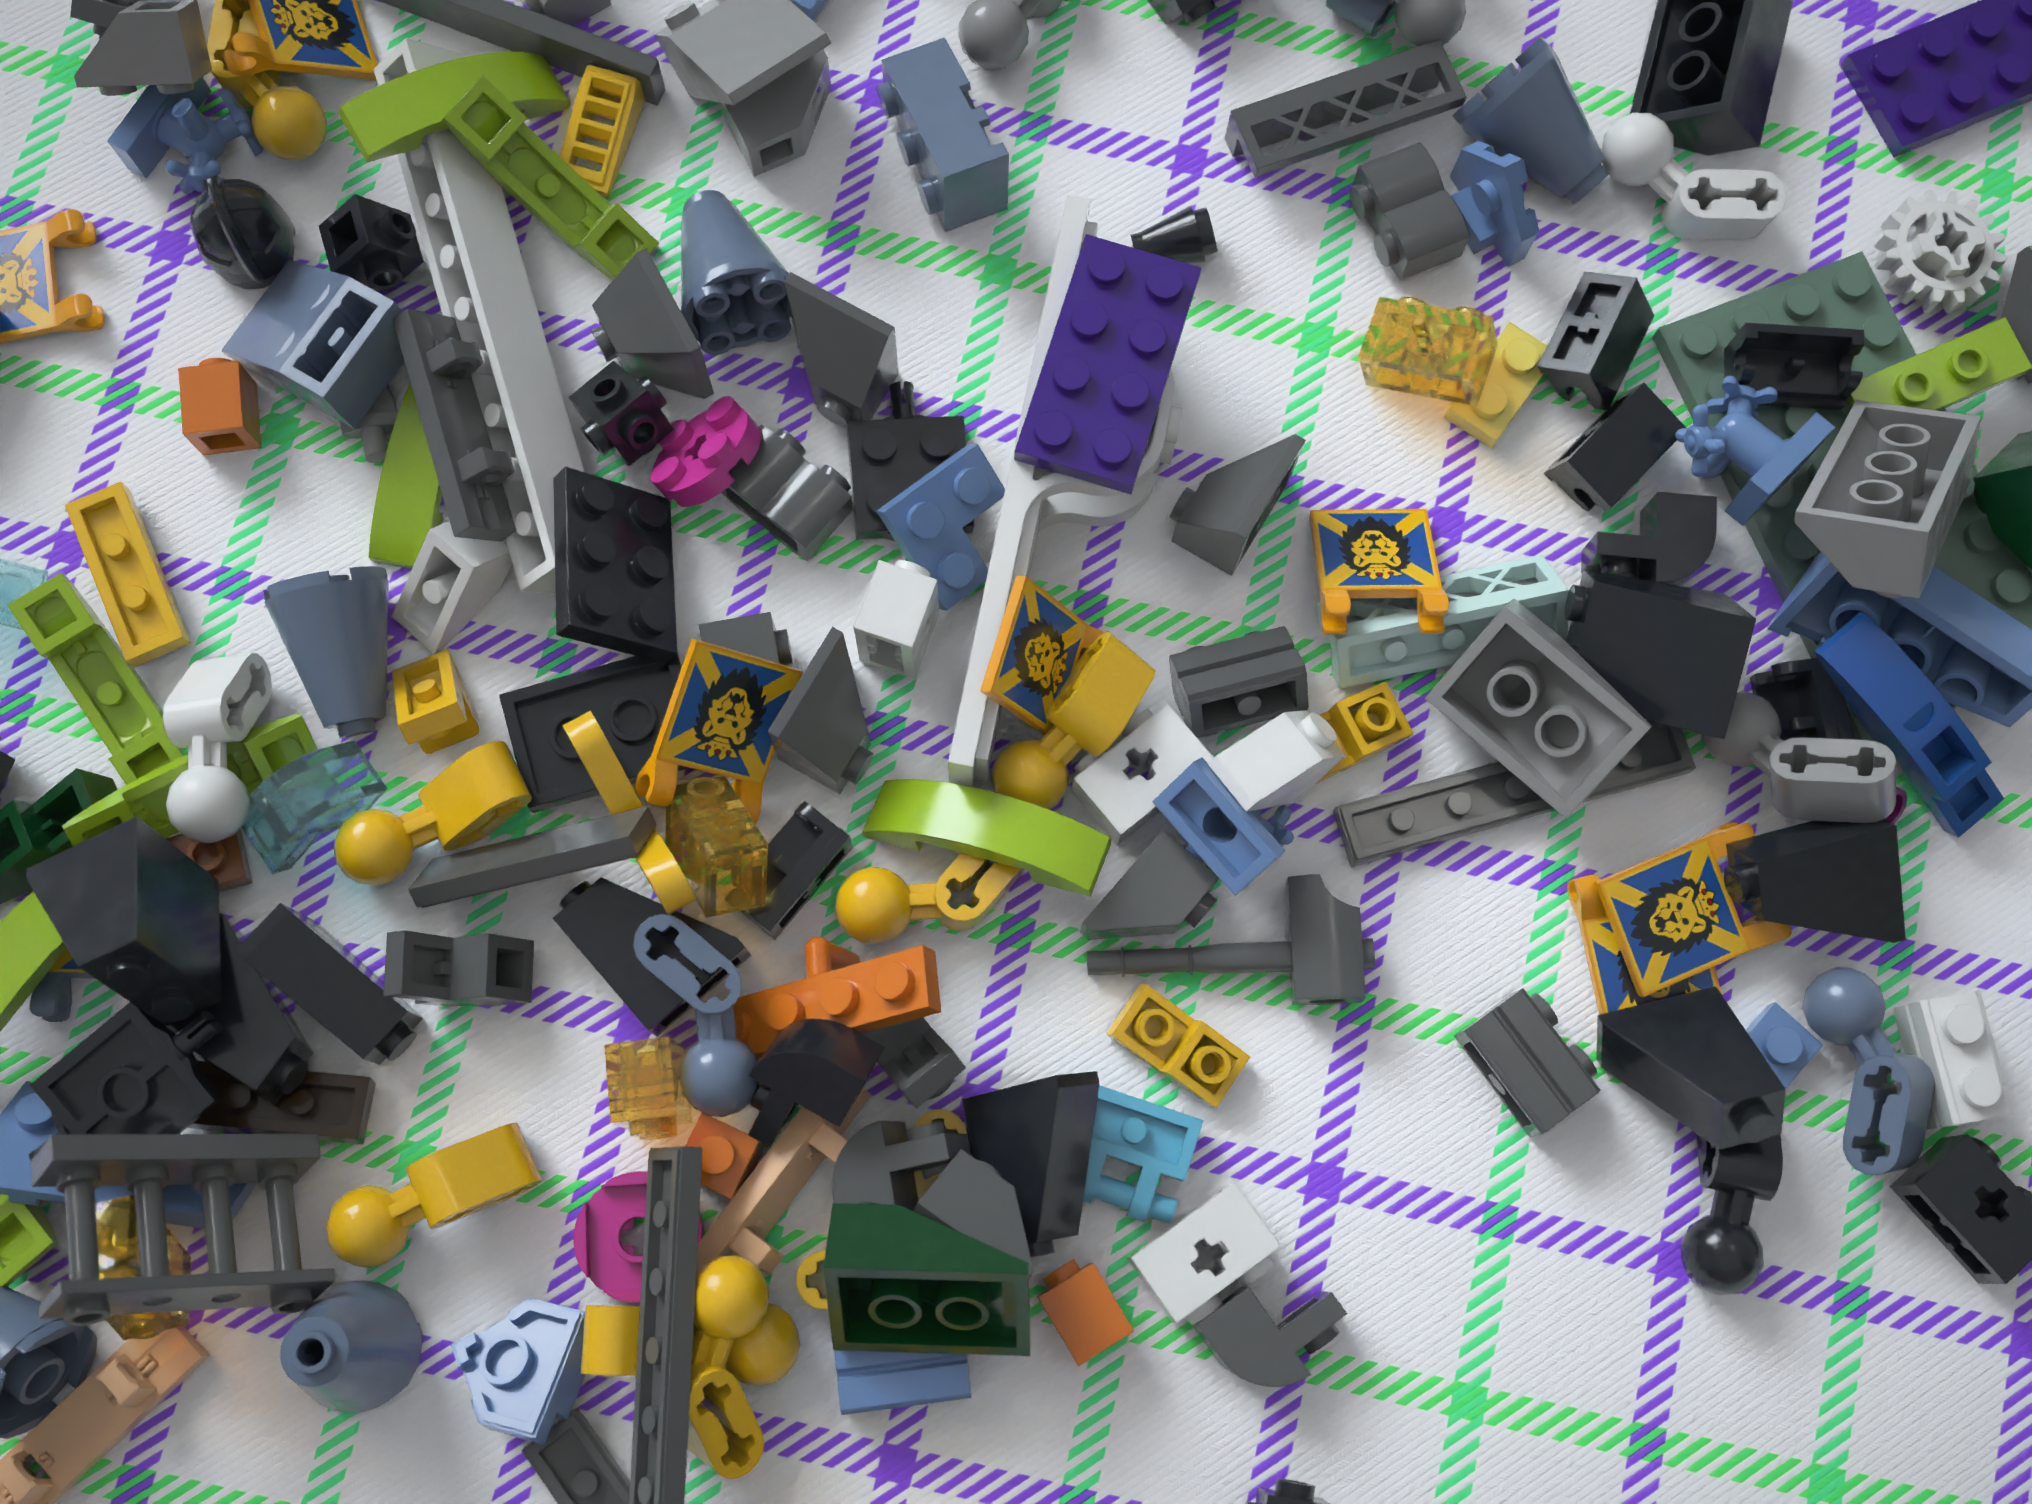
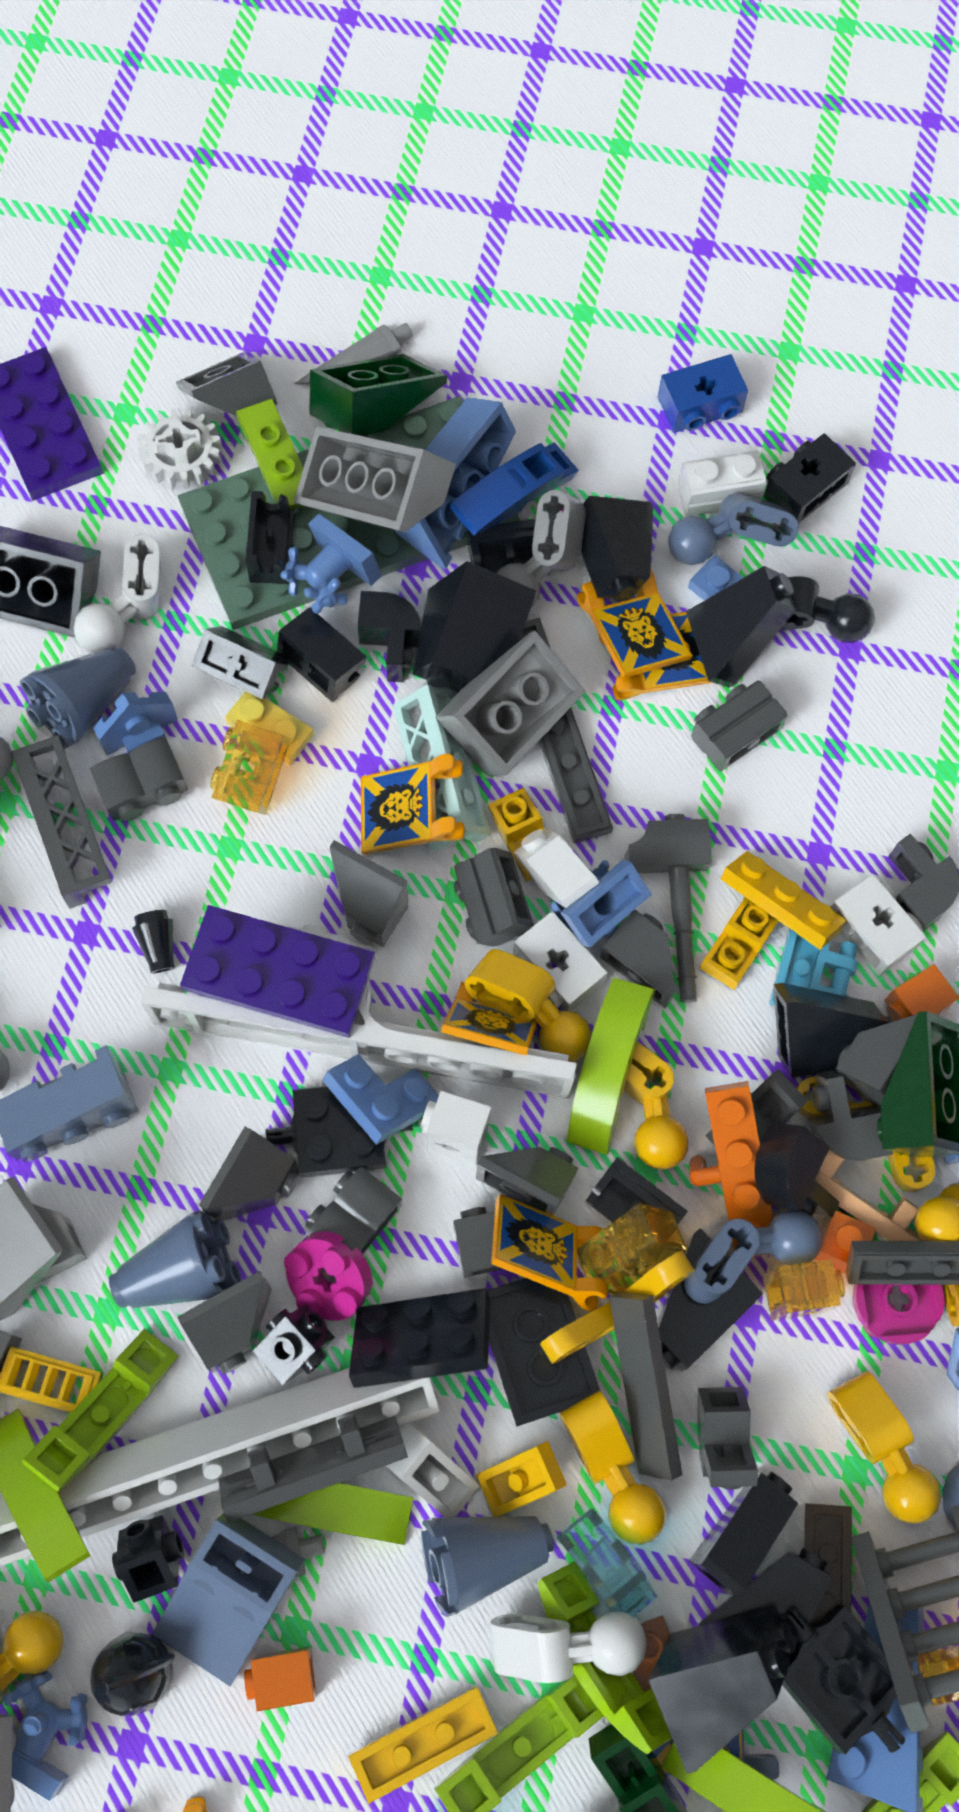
camera: 90 degrees left, 5 degrees down
(1239, 1109) = (783, 900): none -> yellow plate

